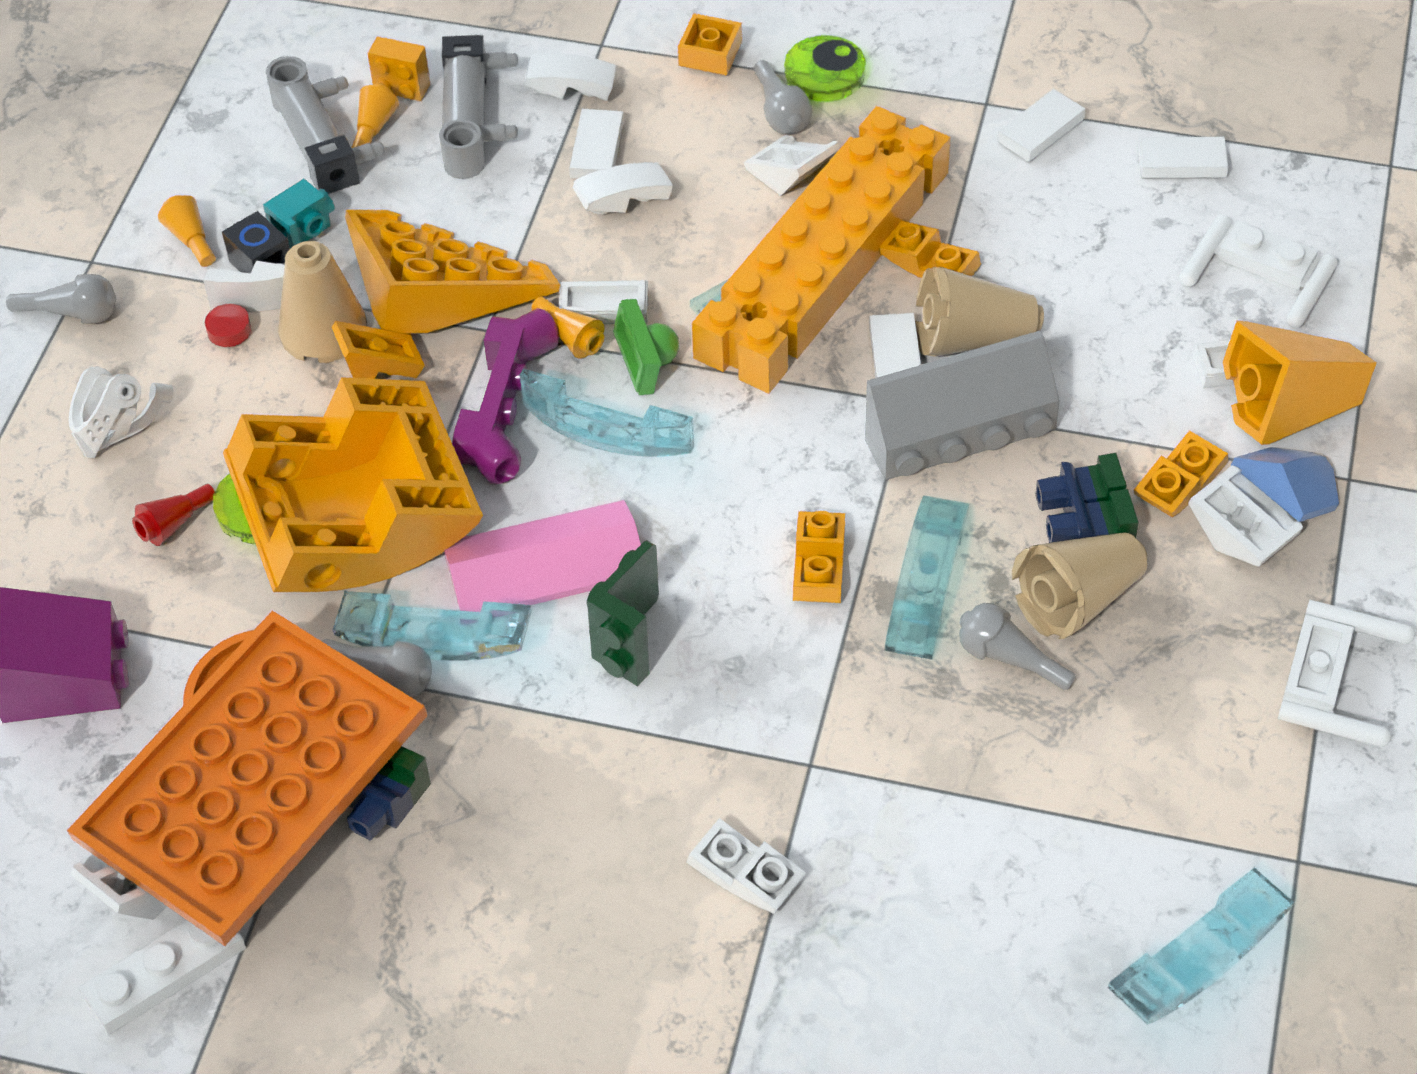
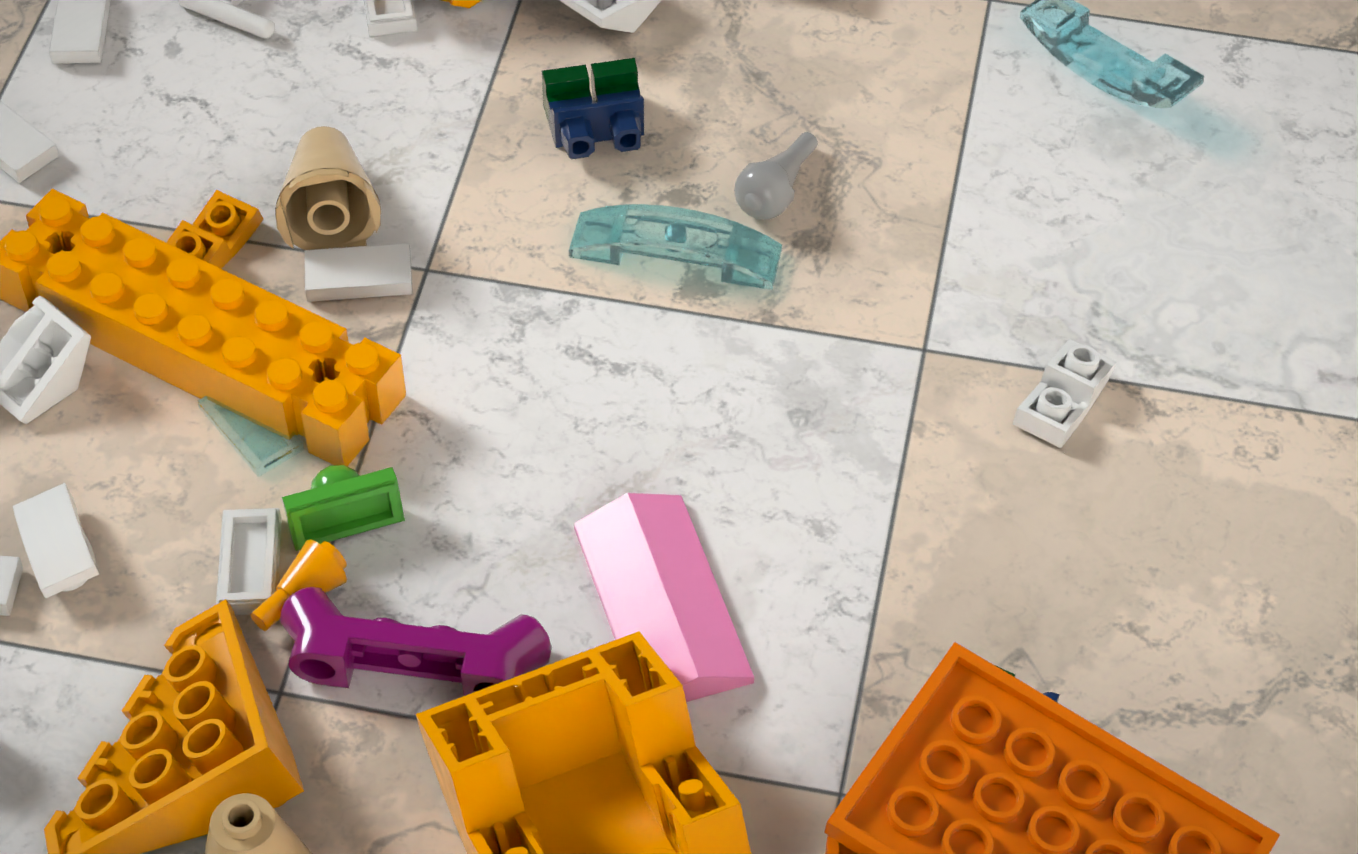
camera: 95 degrees left, 0 degrees up
(376, 351) = (345, 799): light orange slope -> none
(400, 665) = (850, 722): light grey piece -> none
(443, 634) = (784, 691): clear light blue slope -> none
(619, 612) = (775, 495): dark green bracket -> none
(654, 435) = (436, 592): clear light blue slope -> none
(819, 557) = (645, 339): light orange slope -> none
(961, 405) = (472, 200): light grey slope -> none
(1075, 579) = (706, 114): tan cone -> none
(1182, 474) = (540, 45): light orange slope -> none

